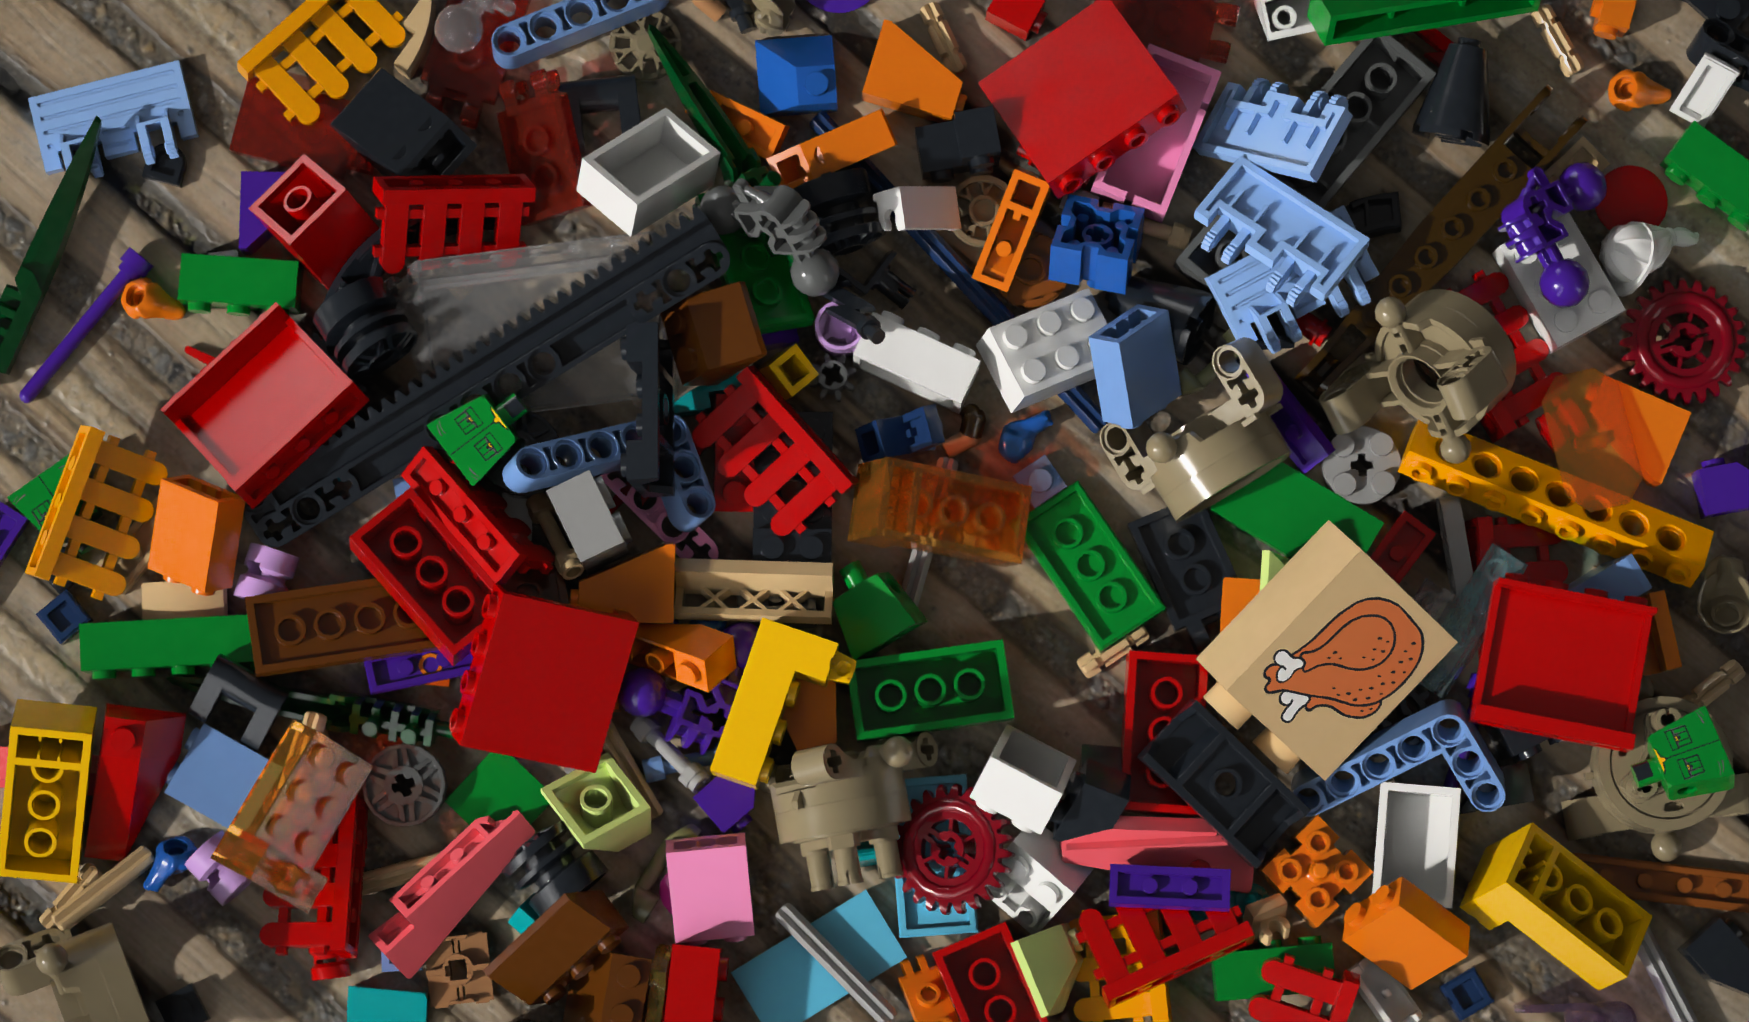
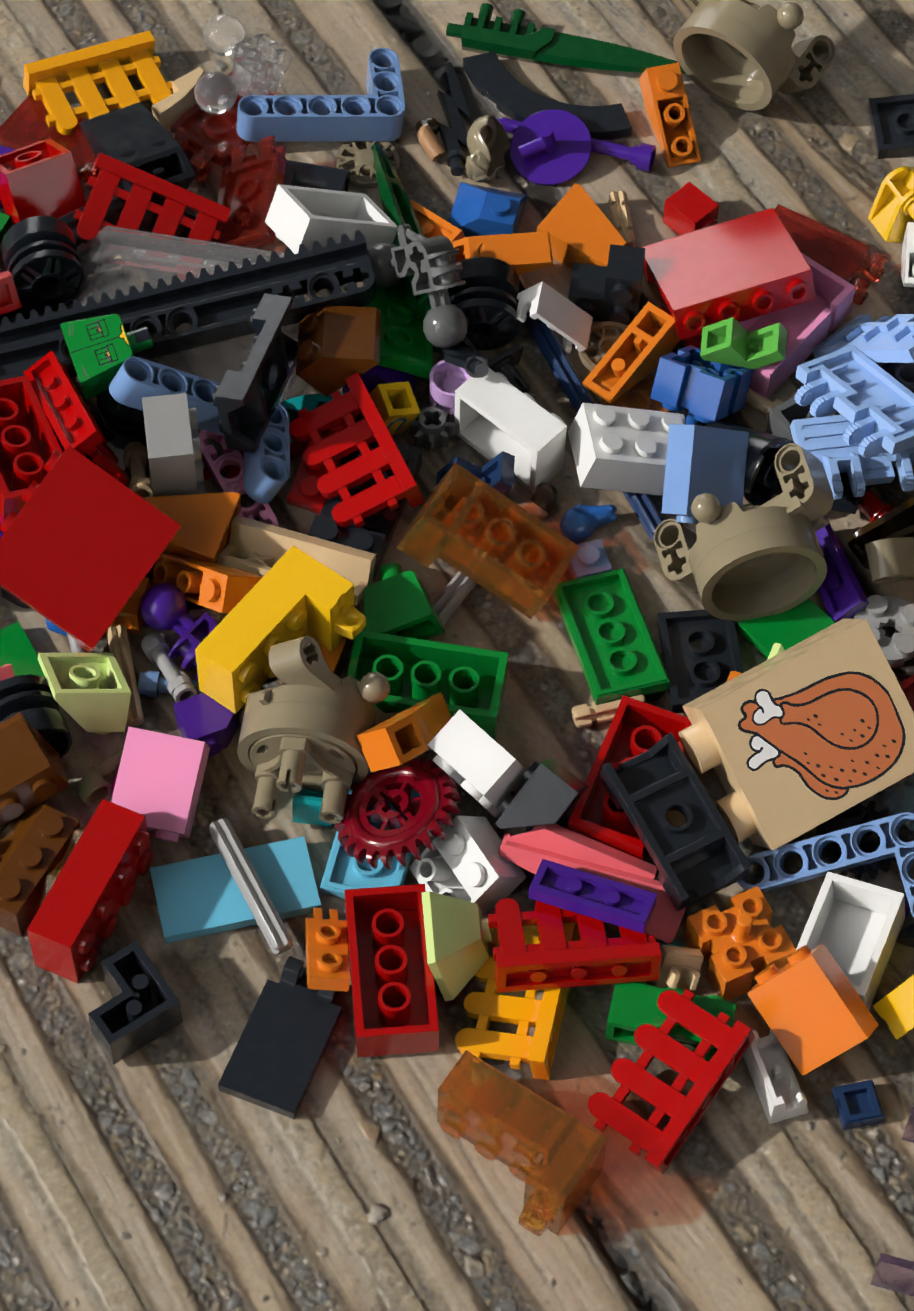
camera: 20 degrees right, 25 degrees down
(944, 781) = (404, 734): none -> orange slope
(1129, 195) = (733, 345): none -> bright green slope

